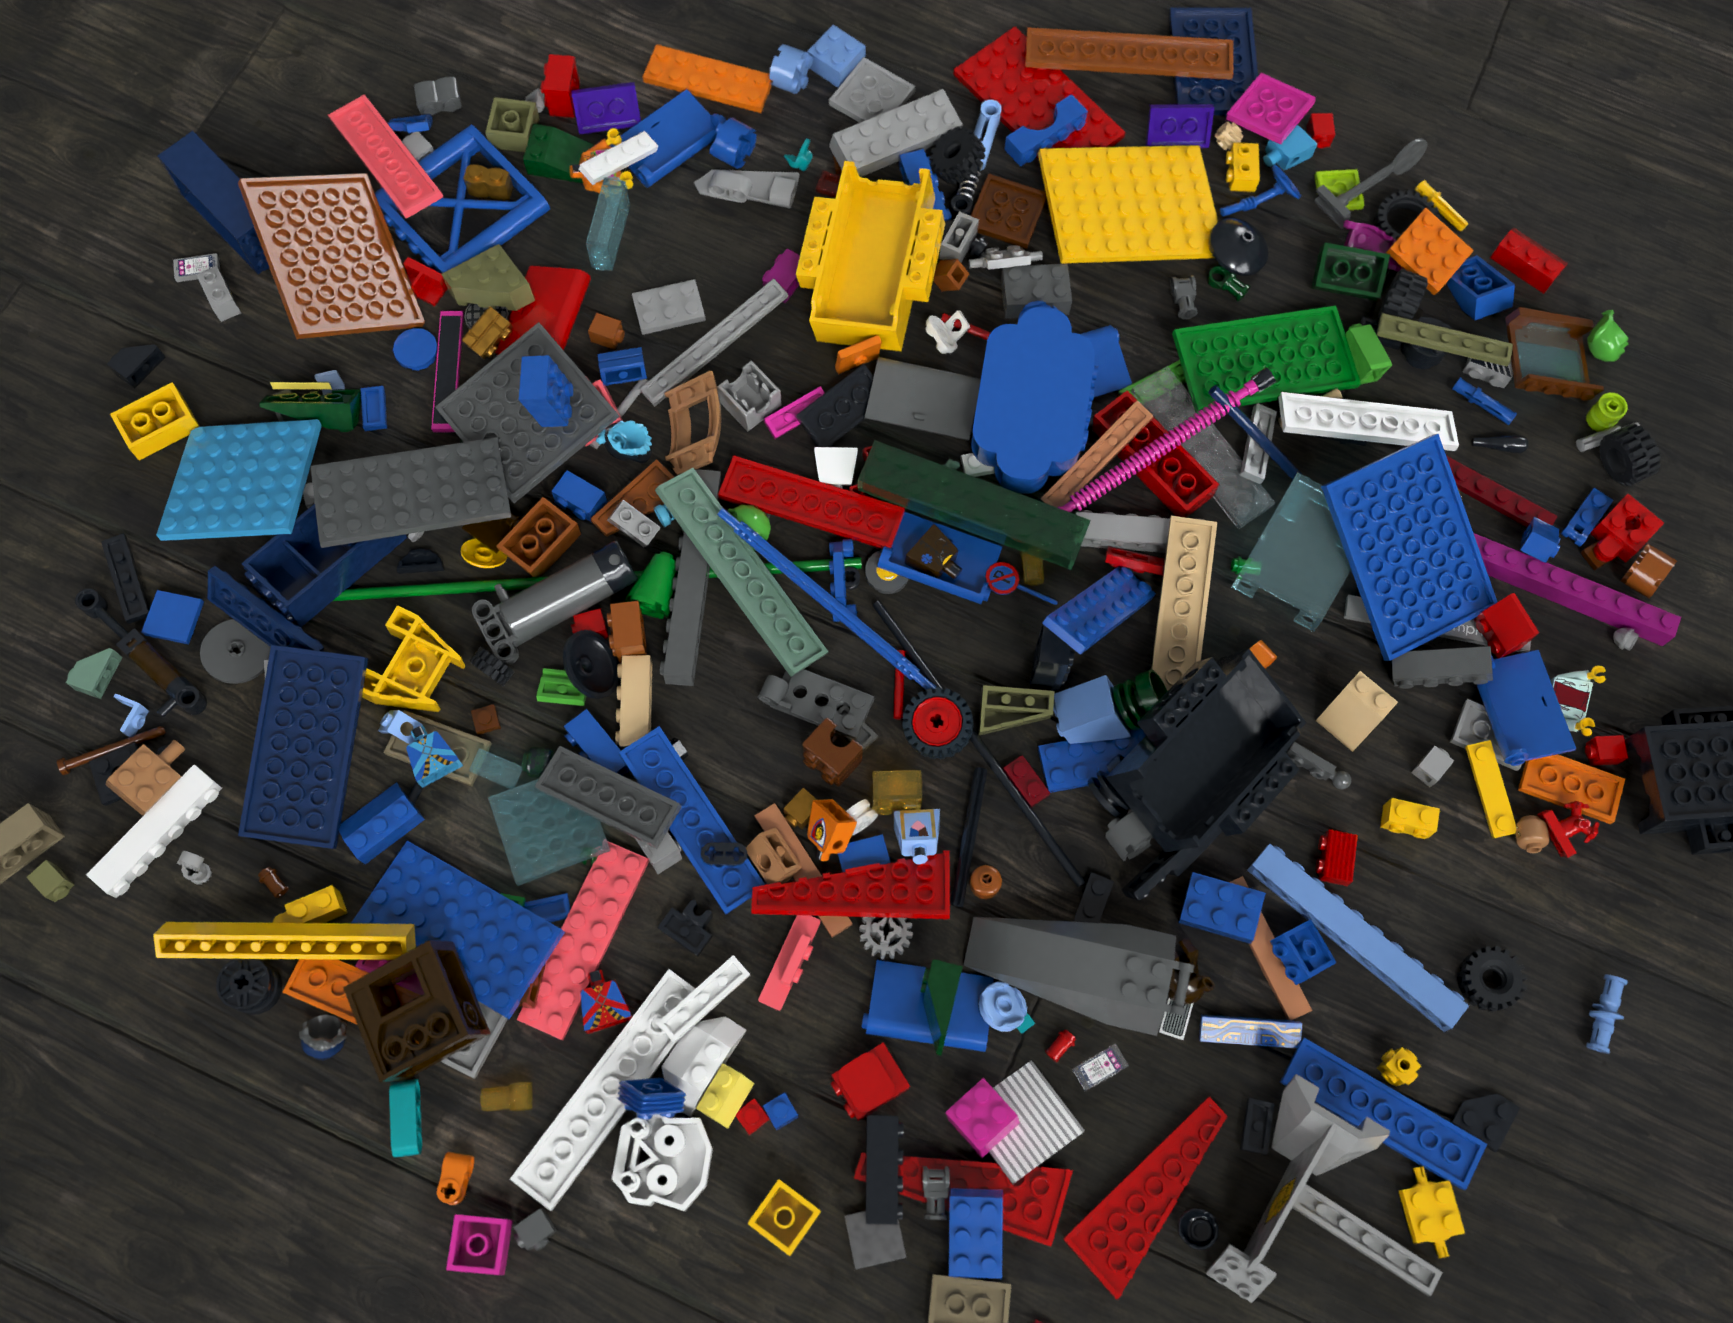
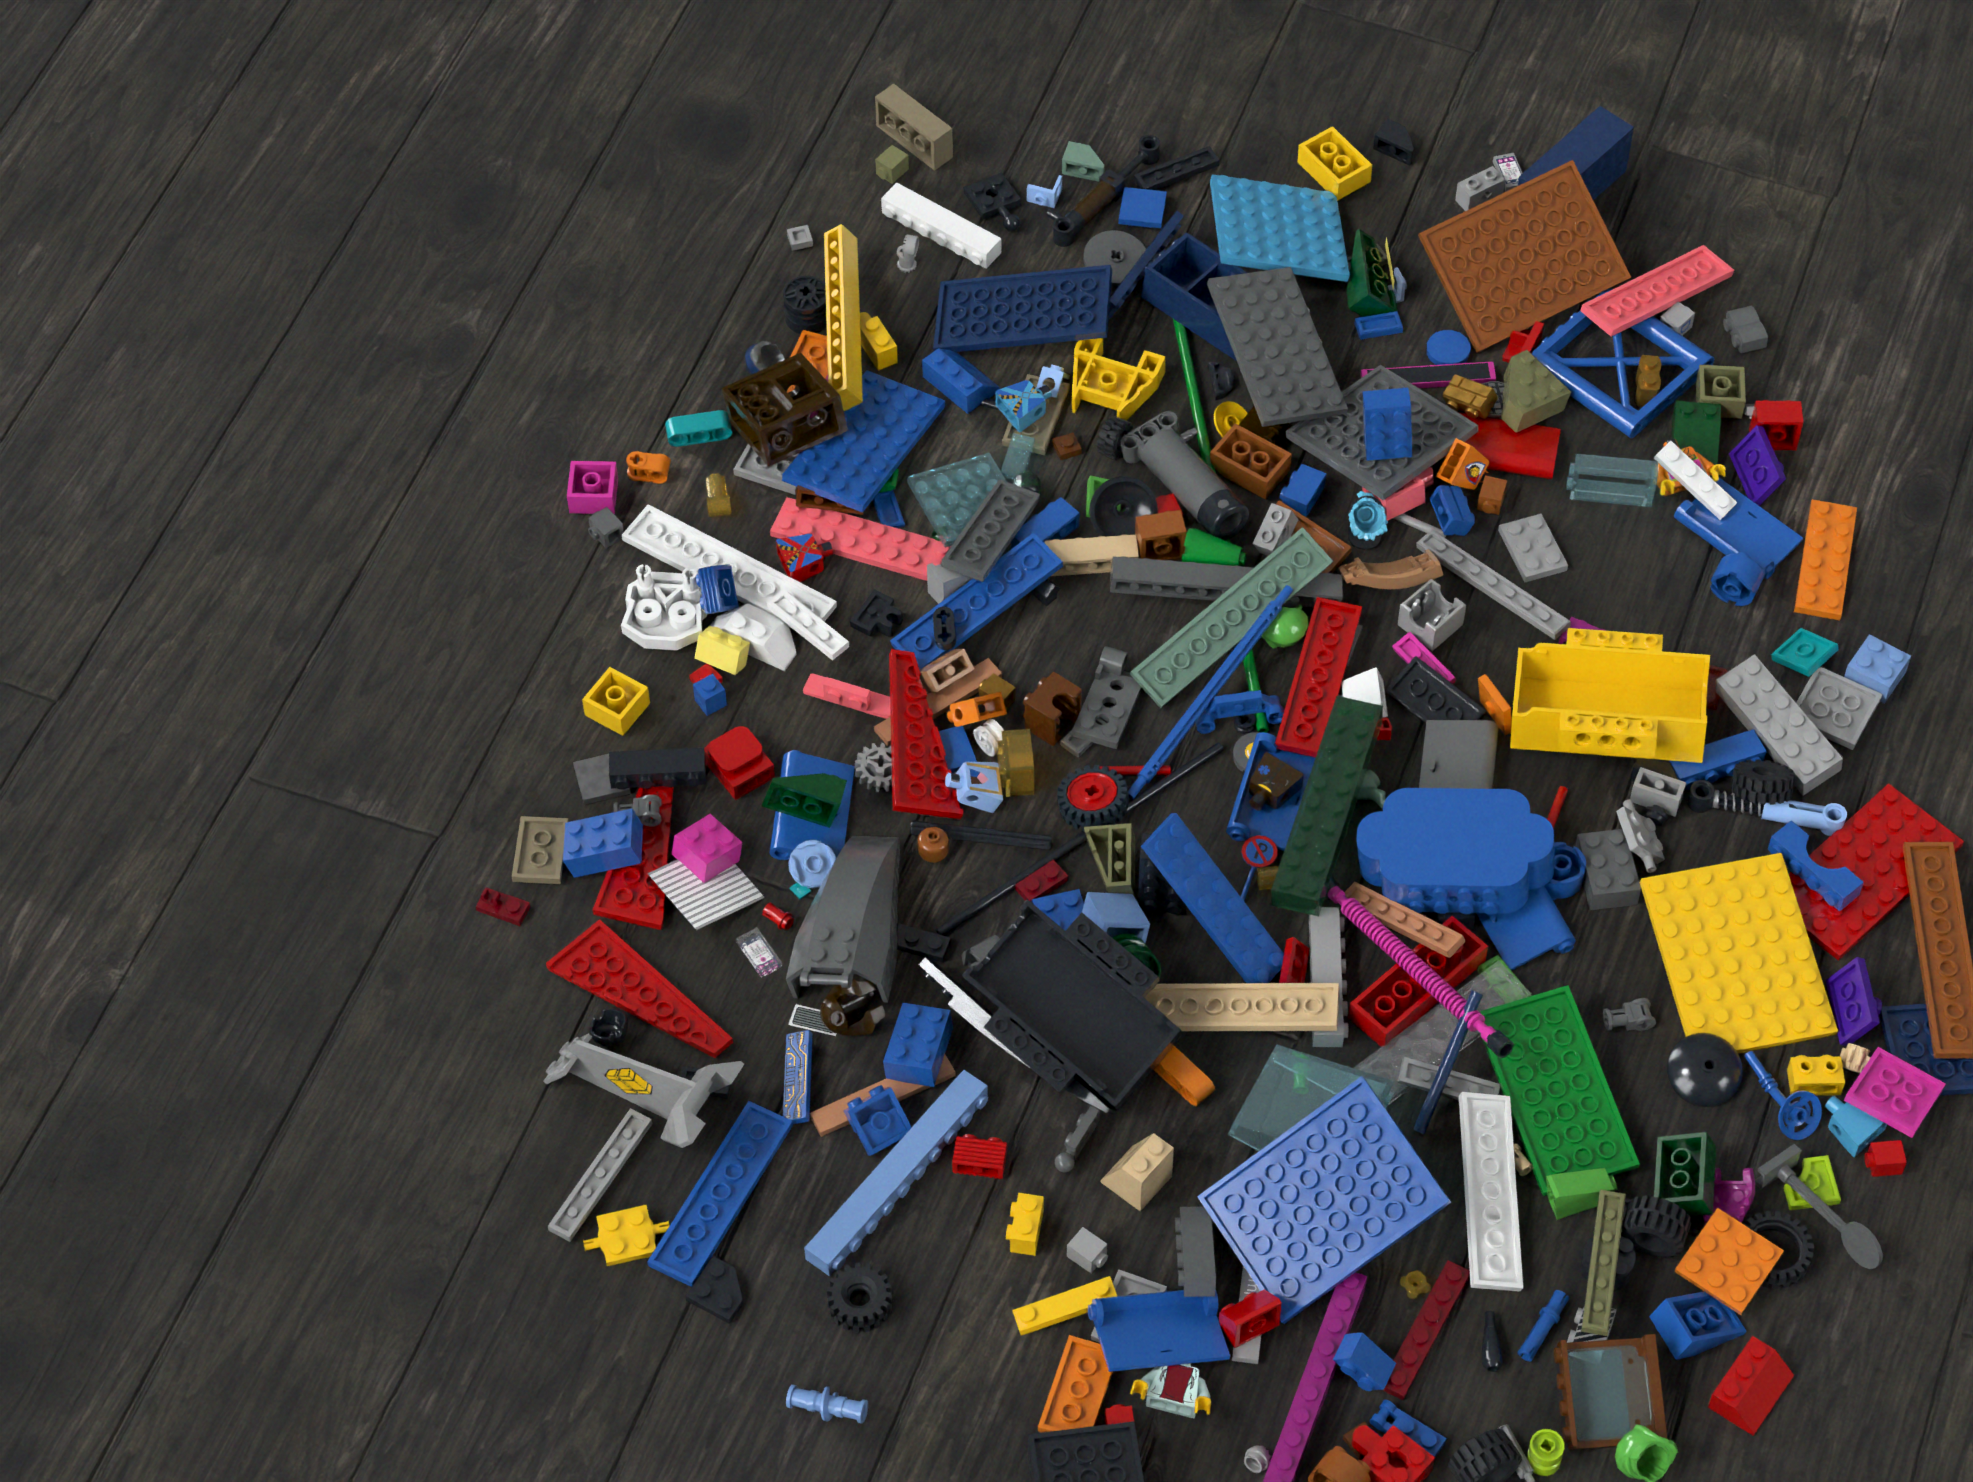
camera: 90 degrees right, 15 degrees down
(65, 765) = (996, 157): reddish brown bar -> none
(139, 992) = (799, 237): none -> light grey plate
(146, 777) = (986, 205): medium nougat brick -> none
(273, 882) = (903, 310): reddish brown pin -> none
(411, 123) = (1705, 311): blue tile -> none
(579, 347) = (1463, 466): none -> orange torso
(759, 186) = (1694, 609): light grey panel -> none
(790, 69) = (1845, 622): medium blue brick -> none
(803, 158) = (1733, 645): teal piece -> none
(812, 107) = (1804, 652): none -> teal tile
(943, 333) = (1541, 786): white bracket -> none
(950, 275) = (1610, 786): dark orange brick -> none
(1008, 210) = (1706, 838): reddish brown plate -> none
(1228, 283) = (1653, 1062): dark green connector -> none
(1391, 1067) = (765, 1204): yellow brick -> none
(1443, 207) = (1815, 1284): yellow axle -> none
(1532, 834) = (1018, 1344): medium nougat head -> none
(1562, 830) = (1022, 1369): red piece -> none

